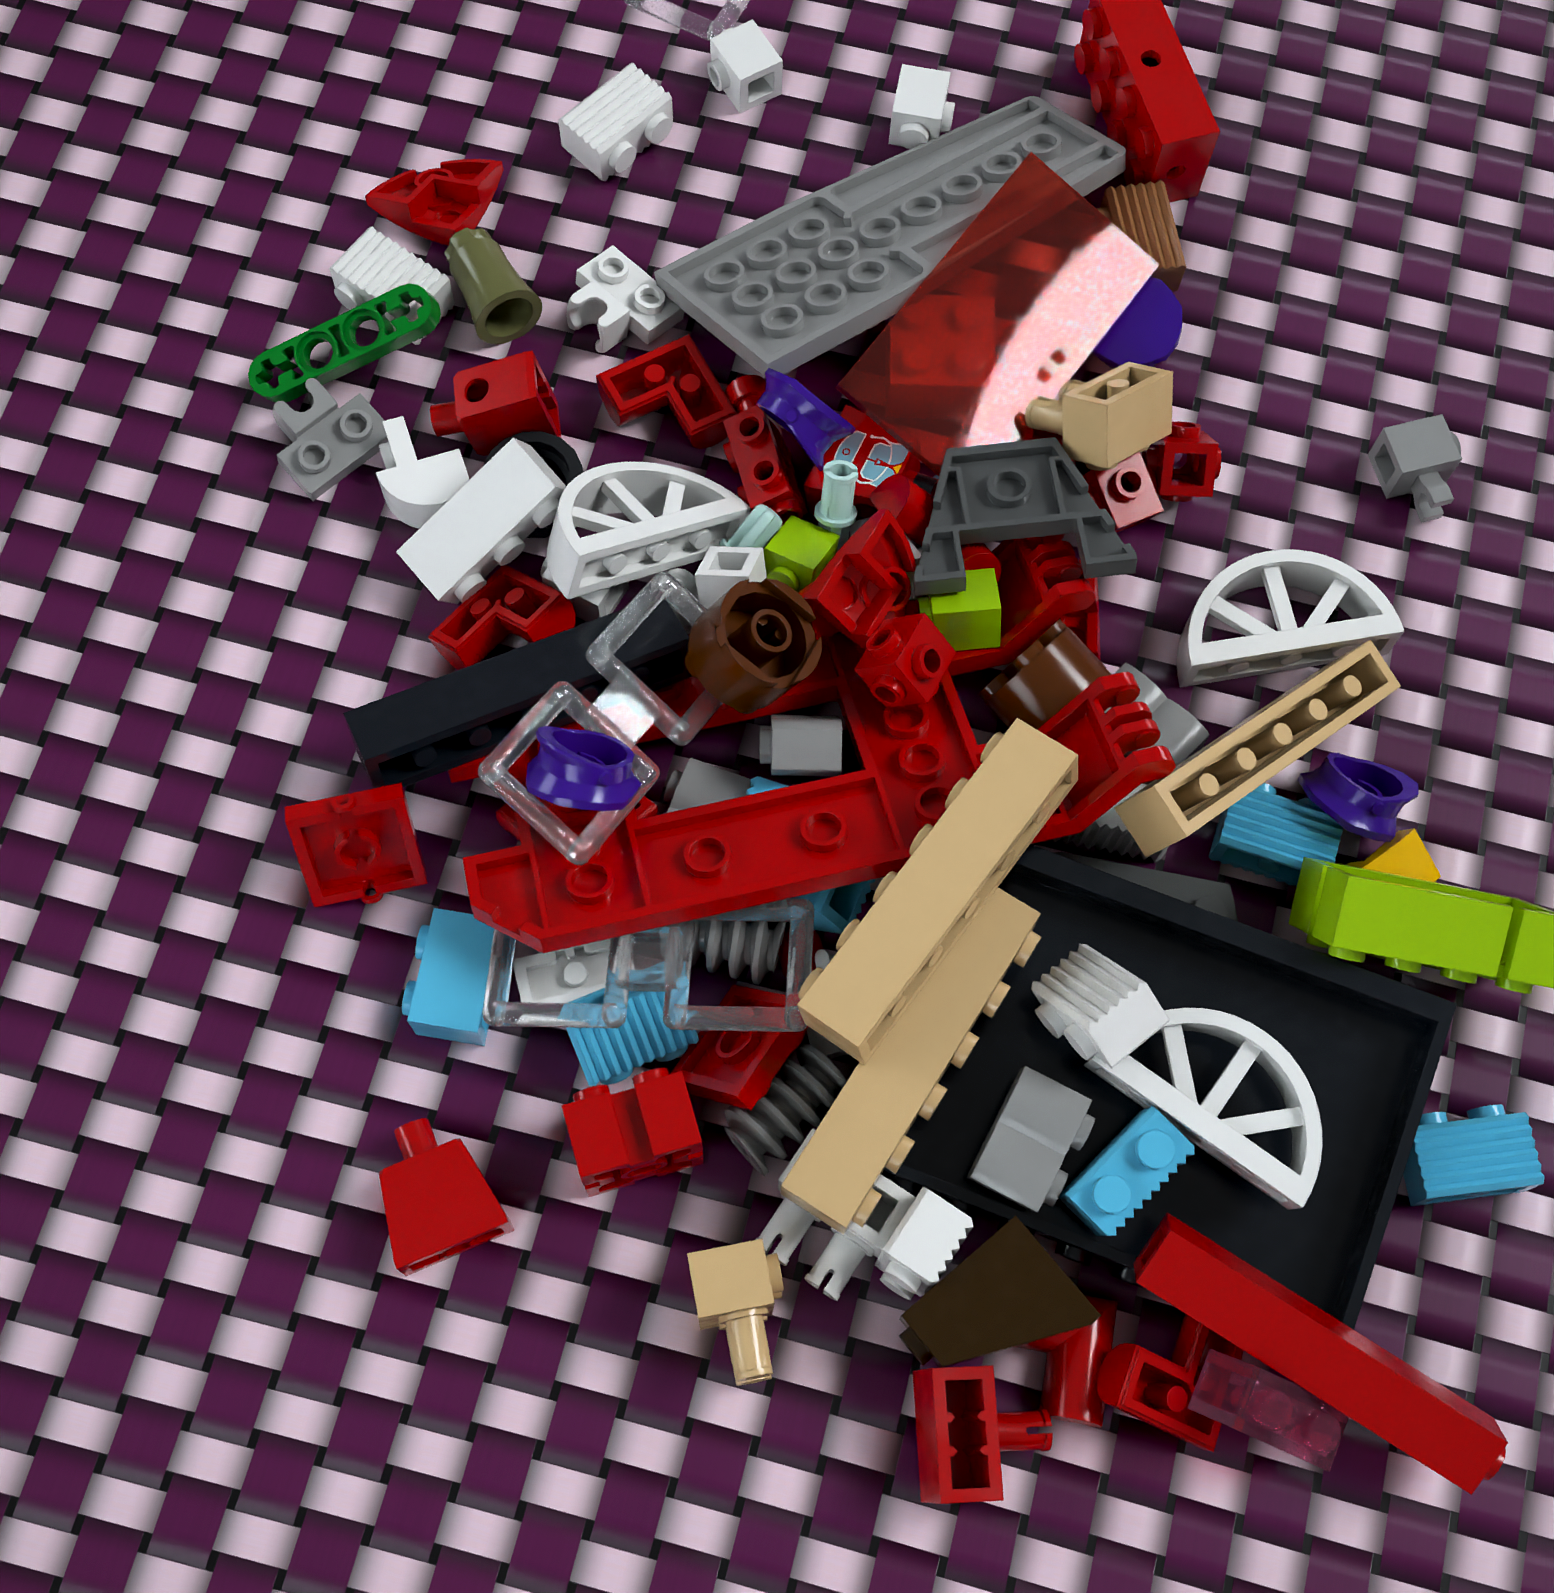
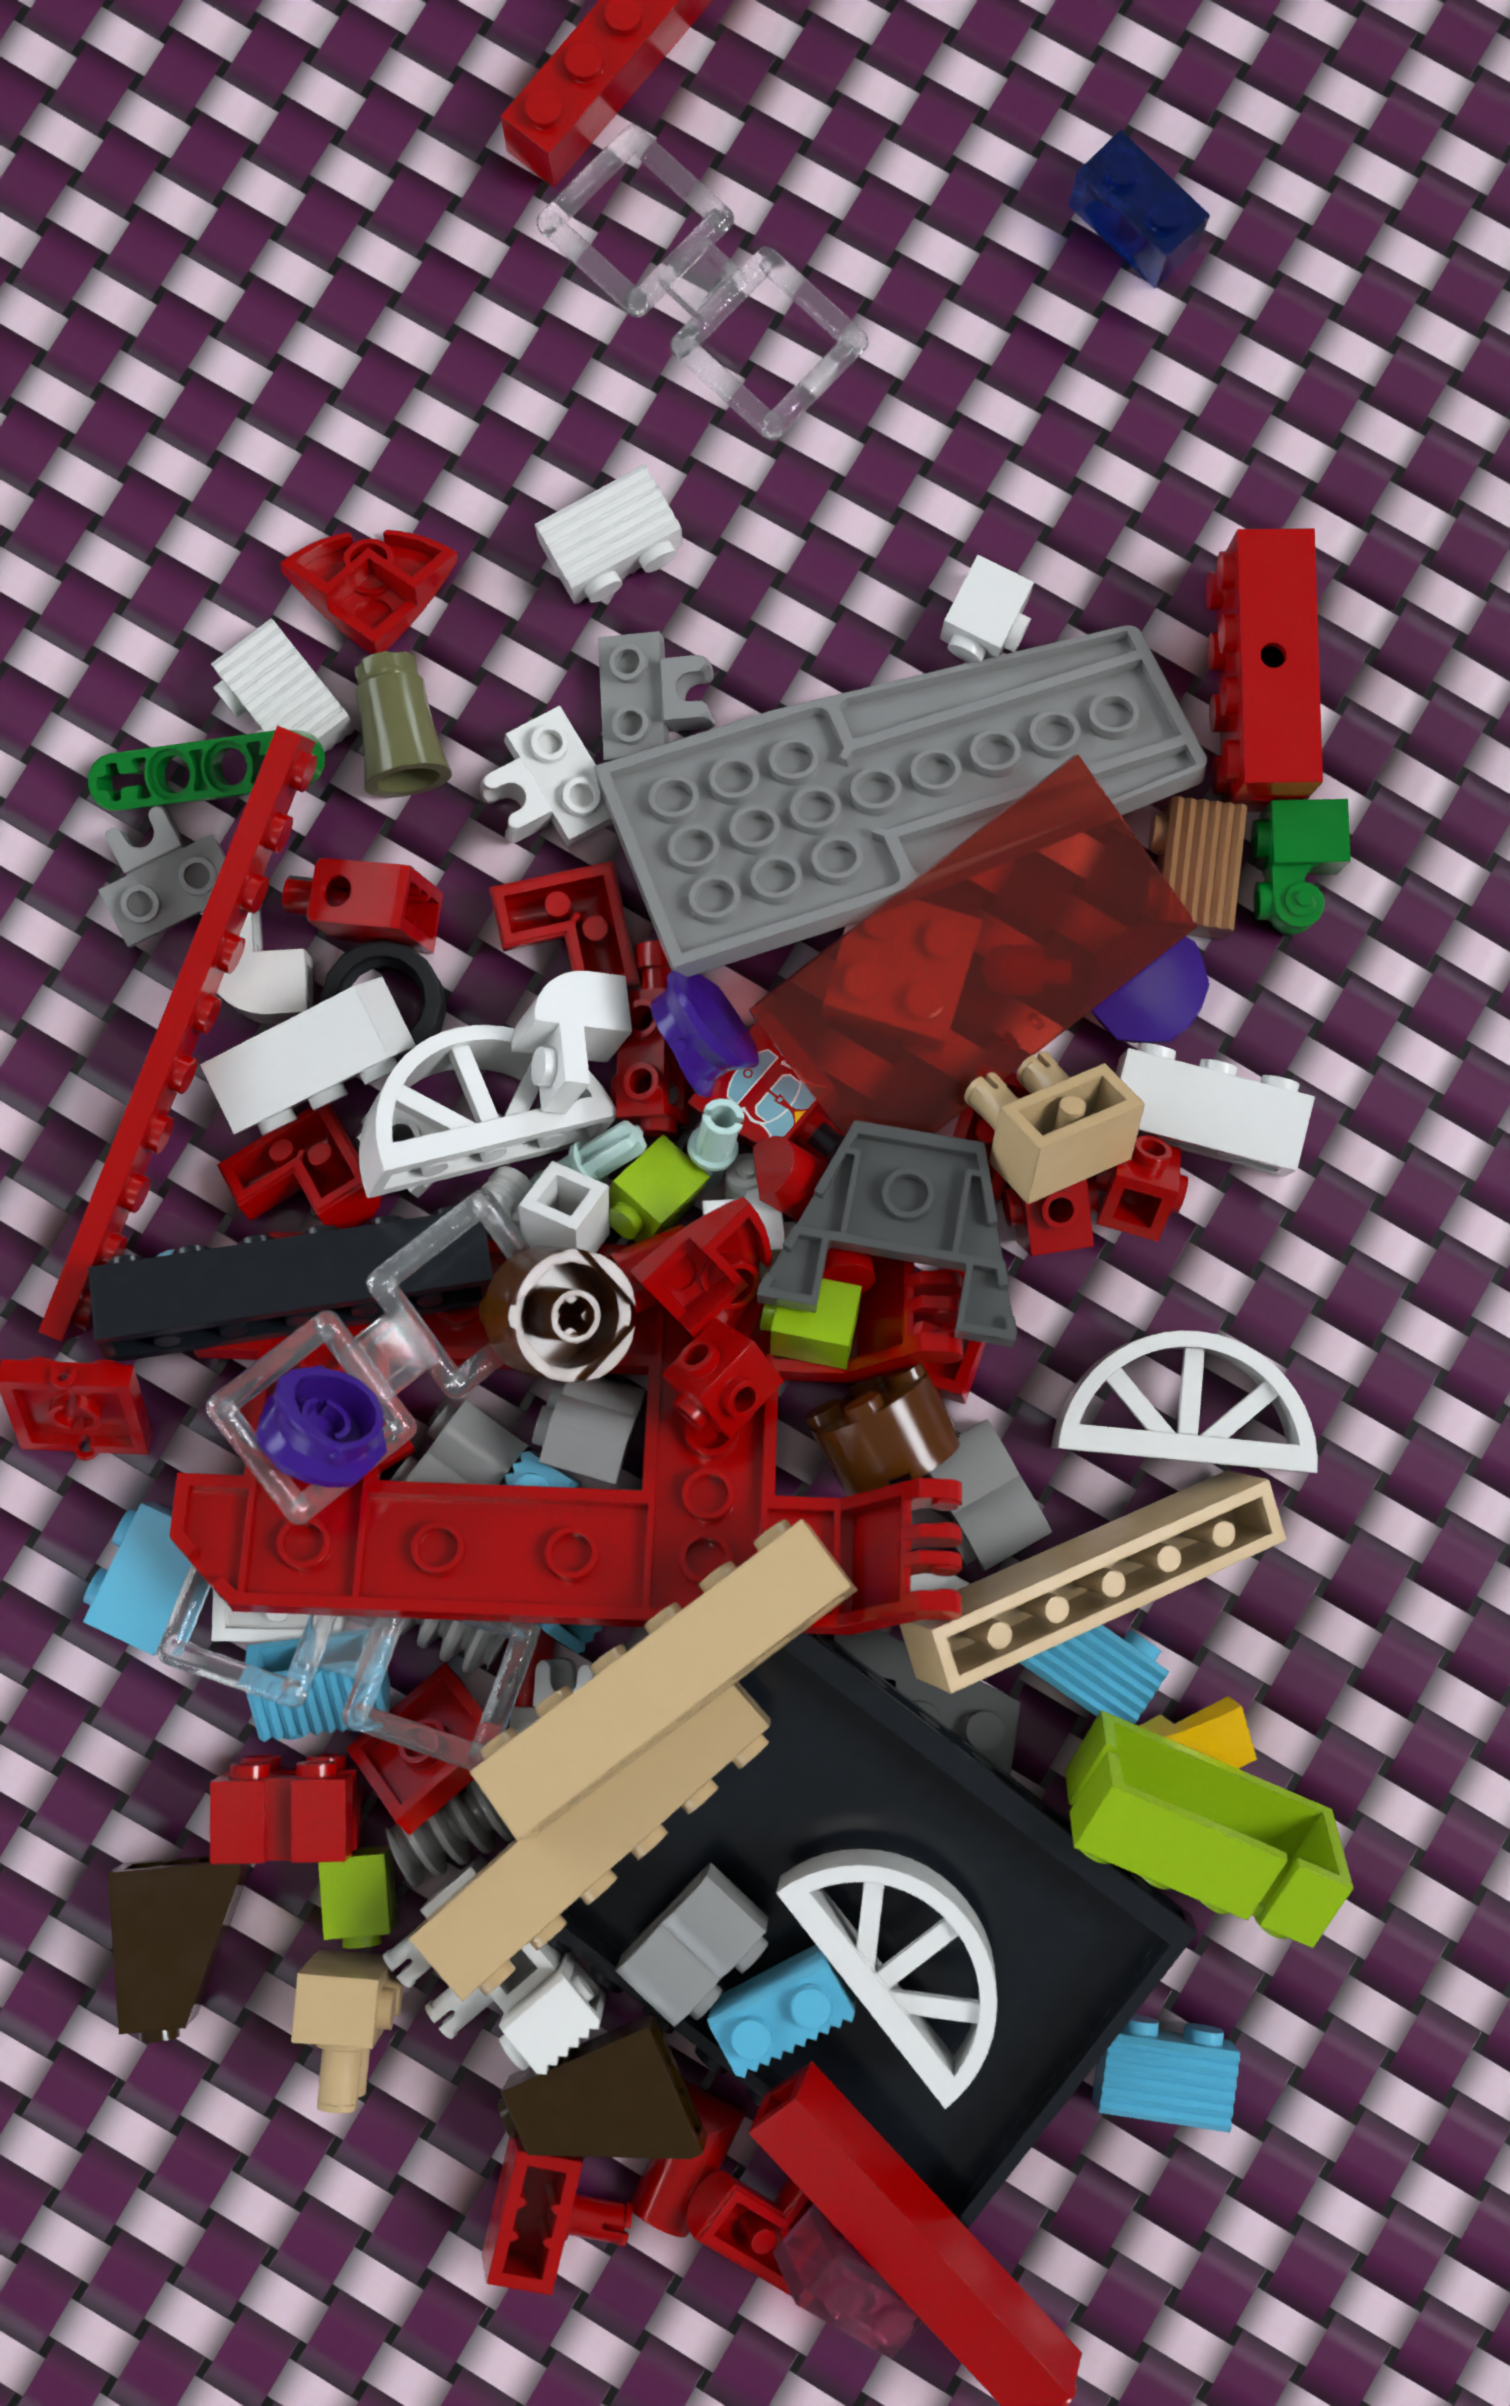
camera: 15 degrees right, 15 degrees up
(370, 551) = (189, 1013): none -> red plate
(436, 1200) = (73, 1814): red torso -> none
(555, 1283) = (168, 1938): none -> dark brown slope
(679, 222) = (647, 693): none -> light grey plate
(697, 449) = (568, 1024): none -> white brick
(715, 1199) = (359, 1897): none -> lime brick
(745, 66) = (787, 492): white brick -> none
(1097, 1006) = (799, 1840): white brick -> none
(1213, 213) = (1295, 842): none -> green brick
(1236, 400) = (1217, 1112): none -> white brick
(1360, 794) = (1192, 1650): dark purple hat -> none
(1419, 461) = (1423, 1250): light grey brick -> none

